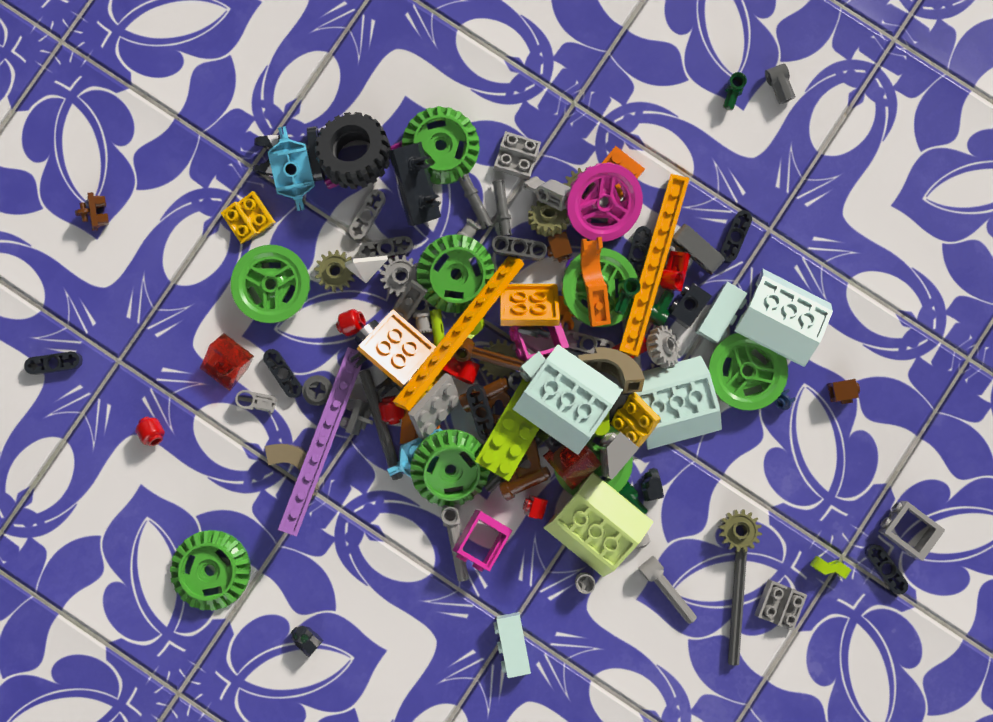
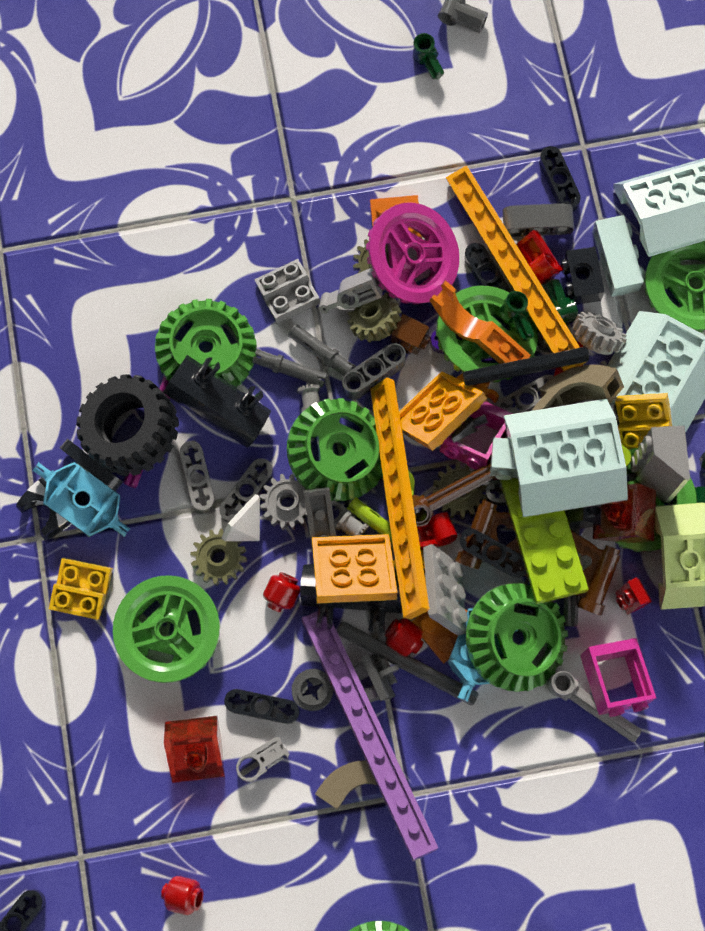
camera: 40 degrees left, 10 degrees down
(599, 328) = (526, 366): none -> black axle

